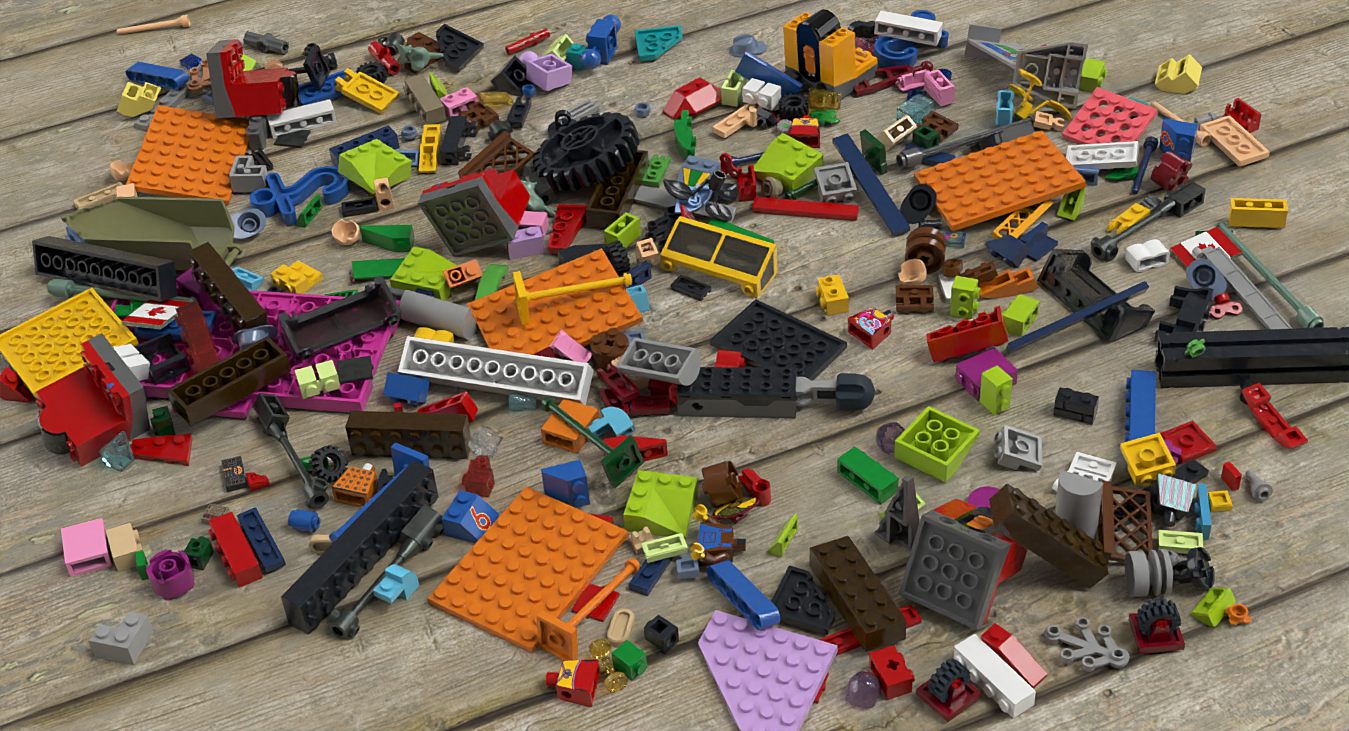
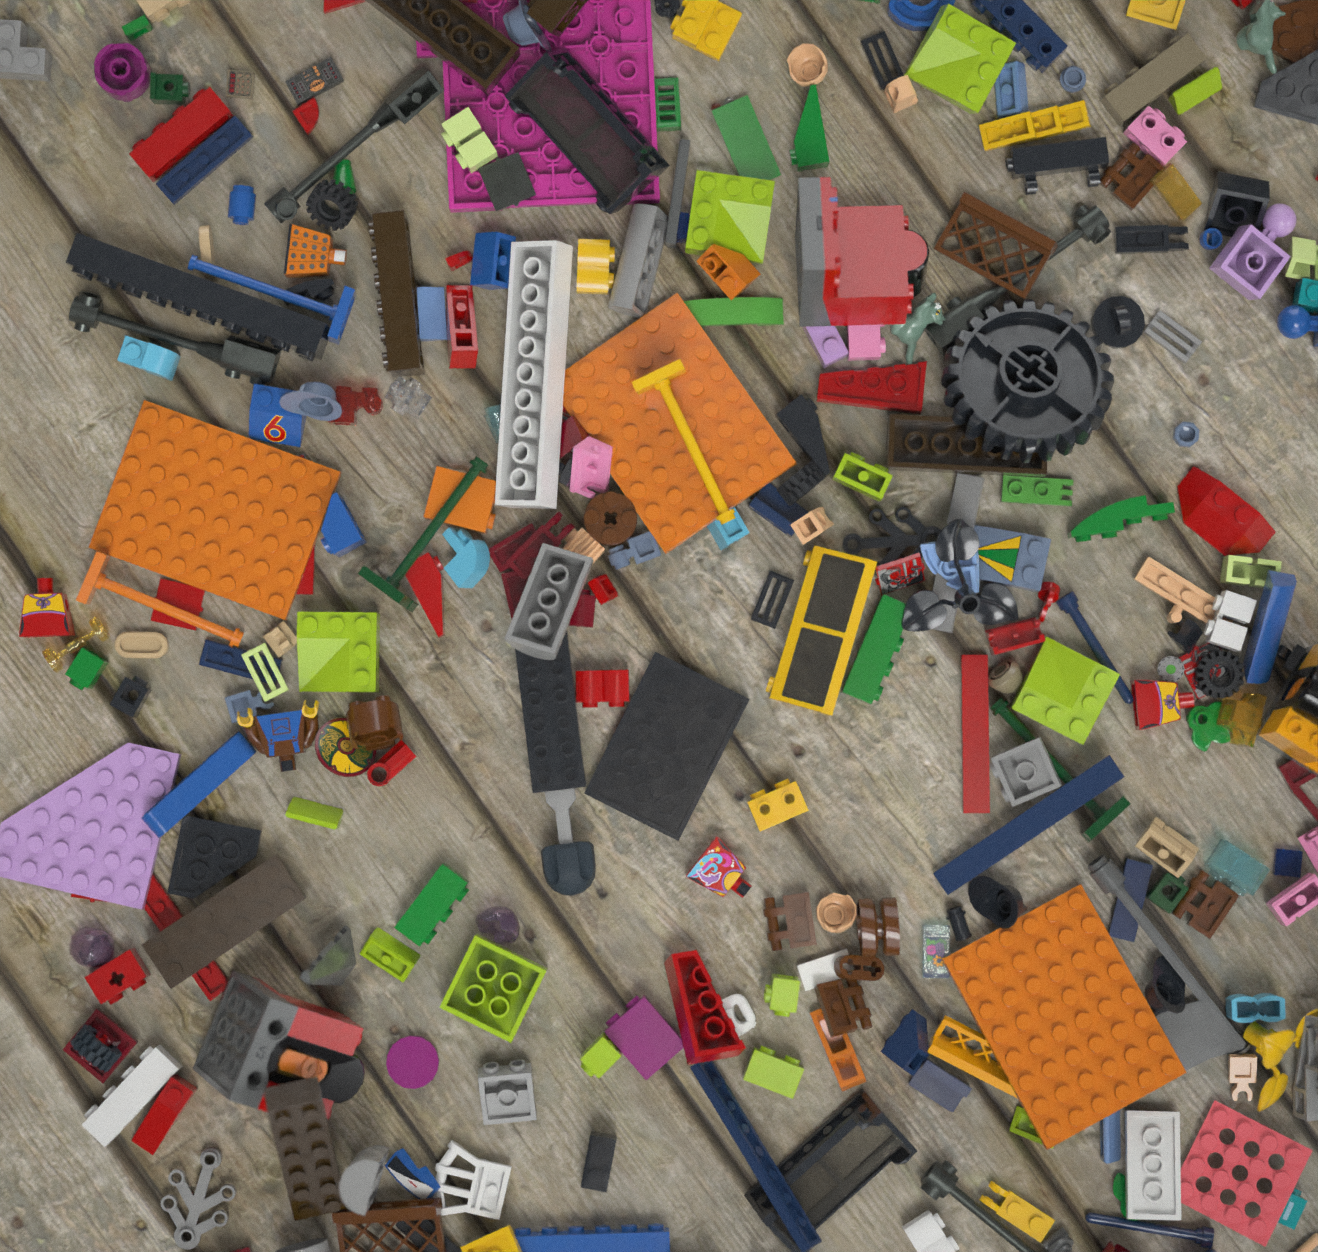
camera: 75 degrees right, 45 degrees up
(470, 477) = (313, 400): none -> sand blue piece

